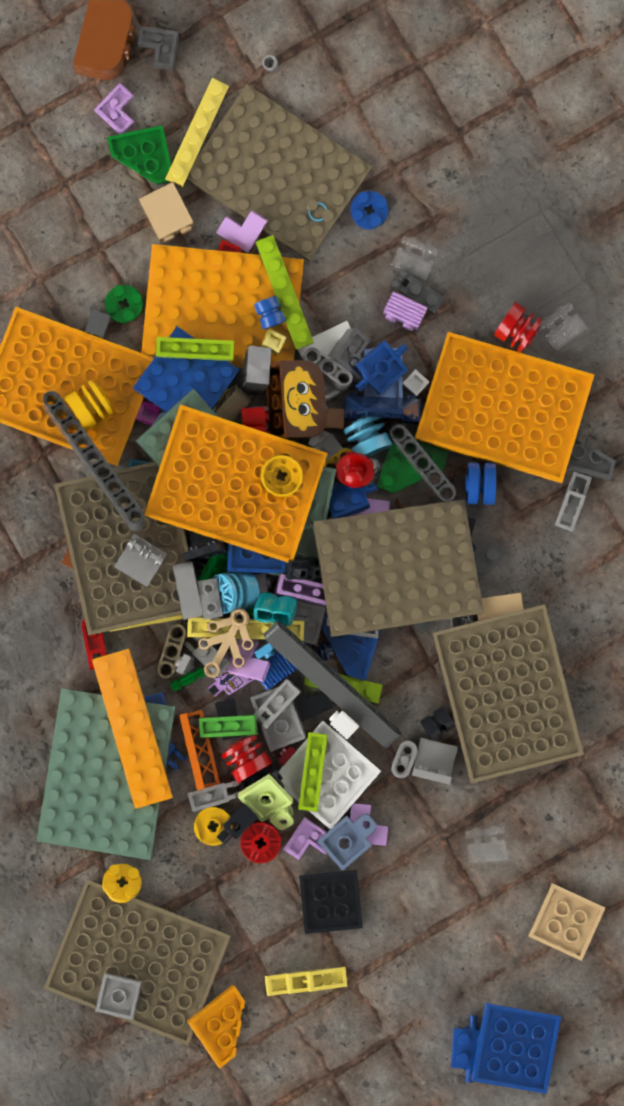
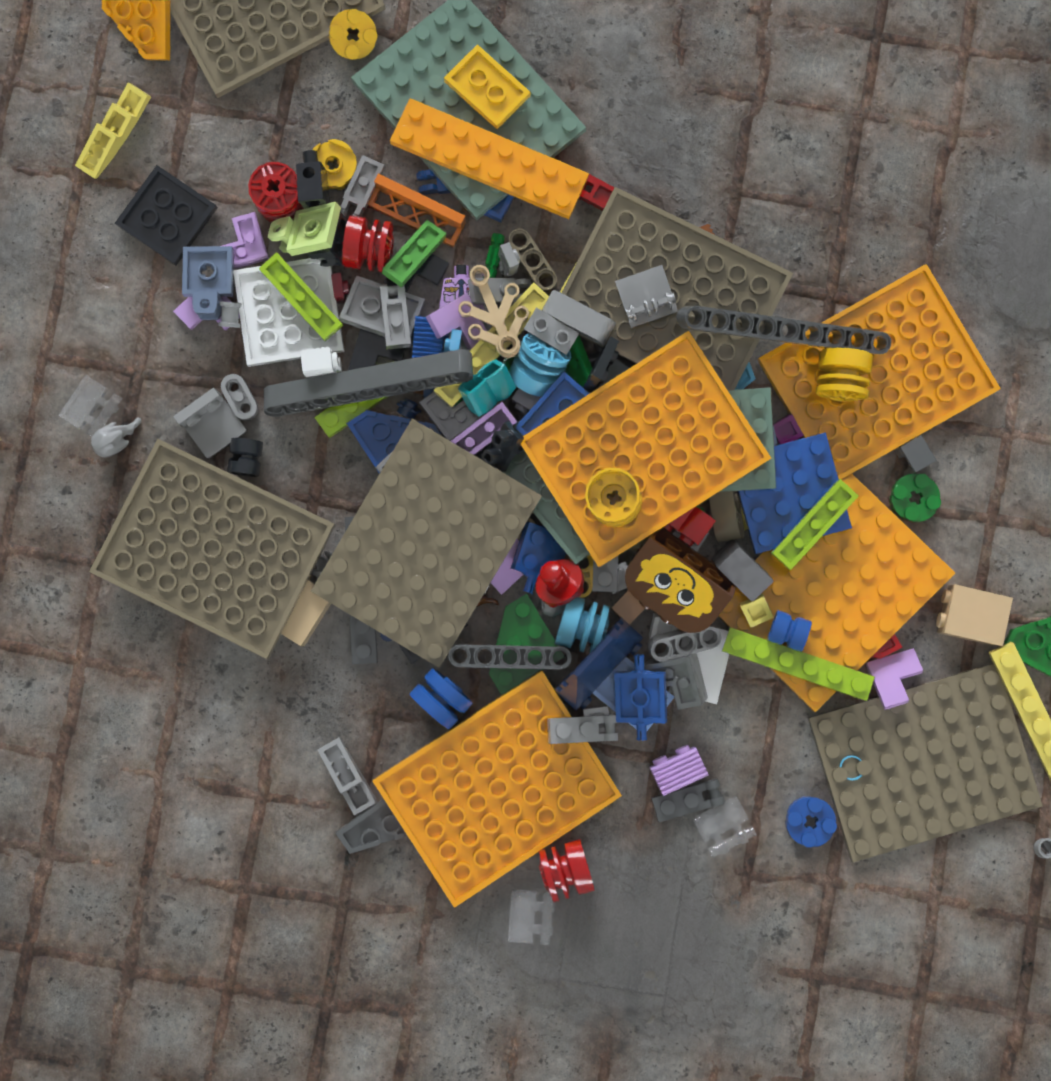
camera: 130 degrees right, 0 degrees up
(88, 767) = (487, 86): none -> yellow plate
(359, 806) = (230, 314): none -> light grey bush
(429, 386) = (581, 729): none -> light grey plate
(496, 815) = (110, 439): none -> light grey piece

